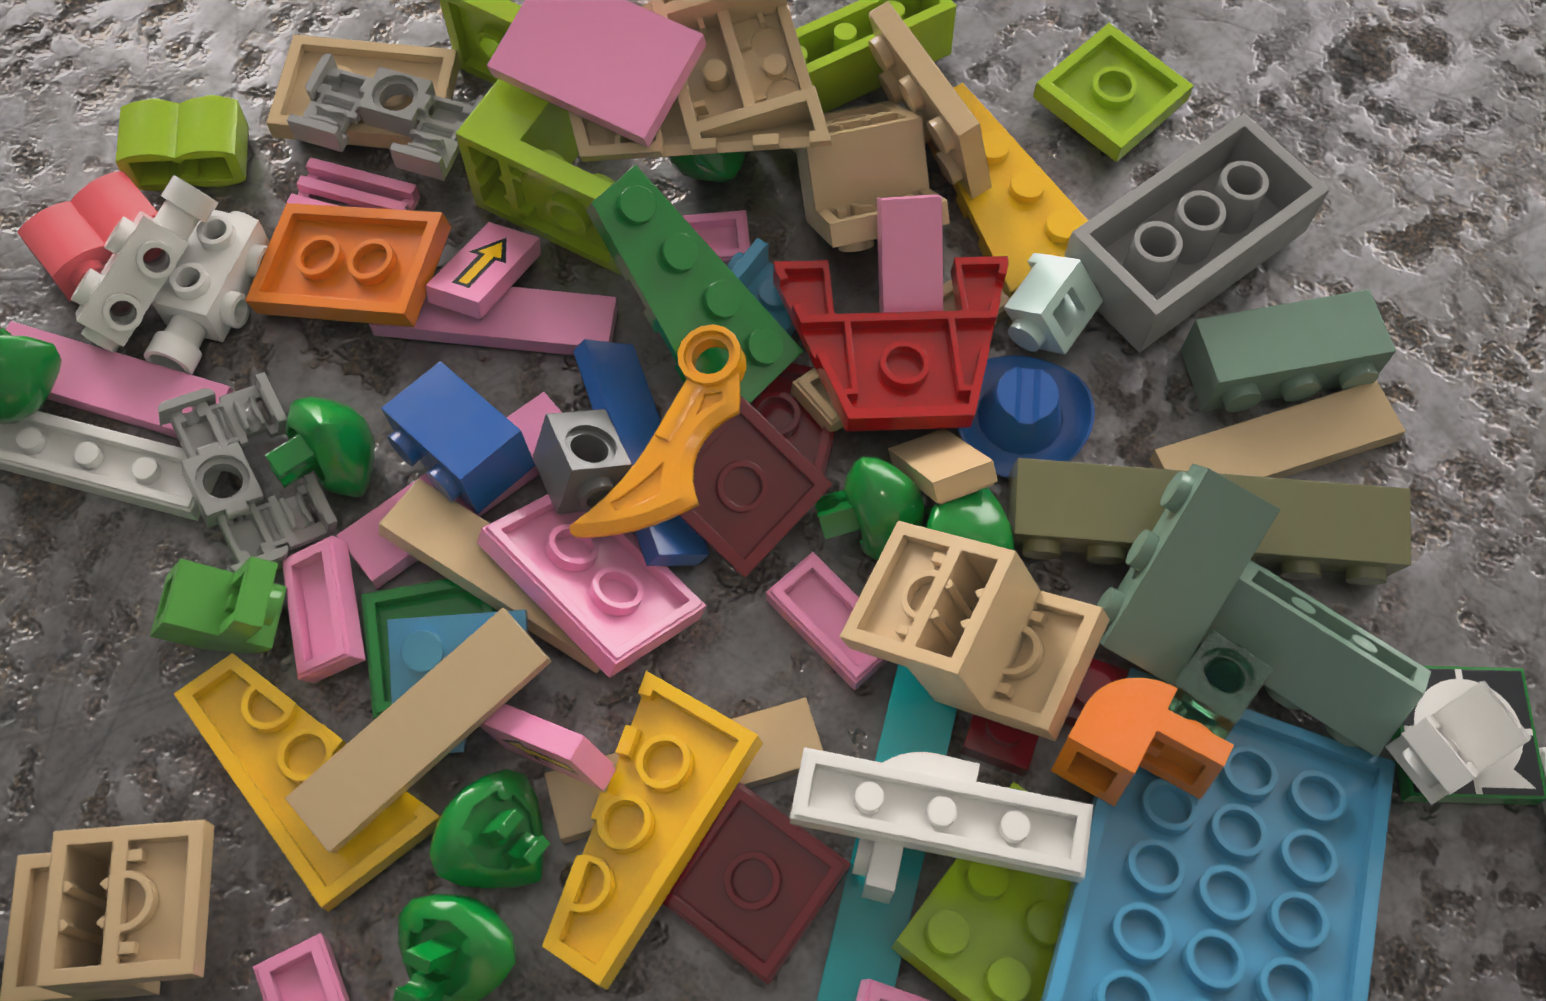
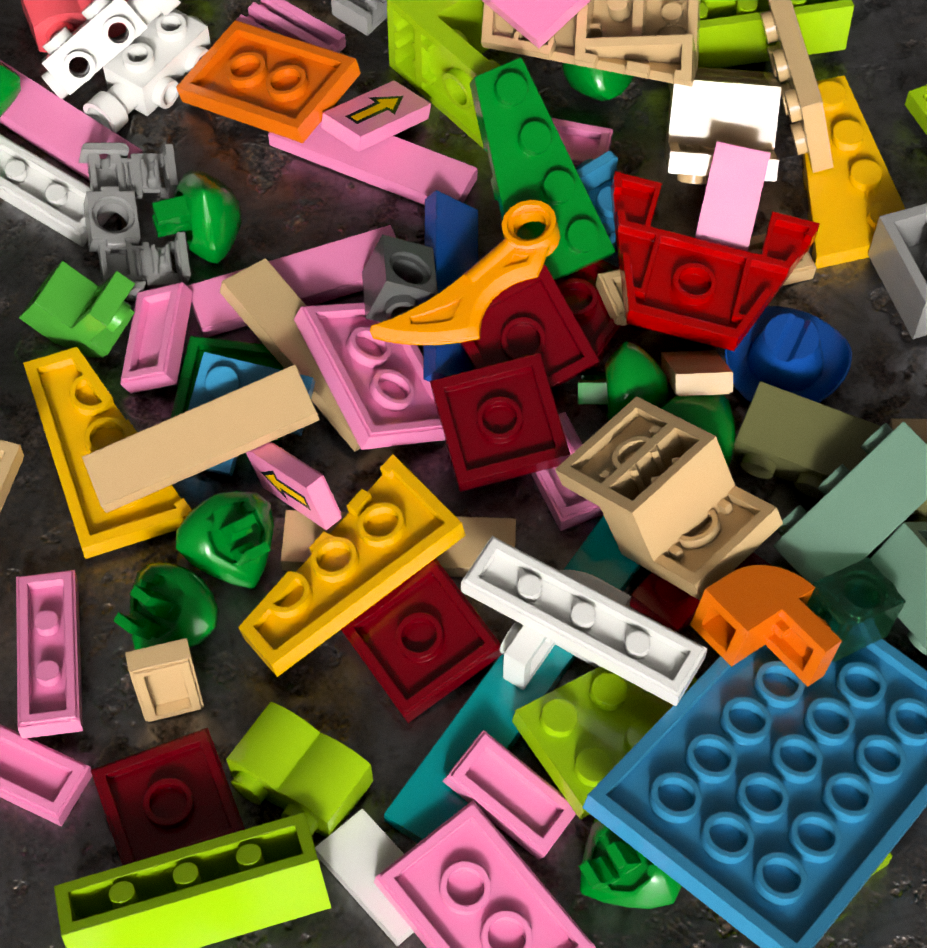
camera: 20 degrees right, 5 degrees down
(458, 437) = (306, 236): blue brick -> none
(752, 592) = (500, 422): none -> dark red plate
(1052, 304) = (845, 275): light aqua brick -> none

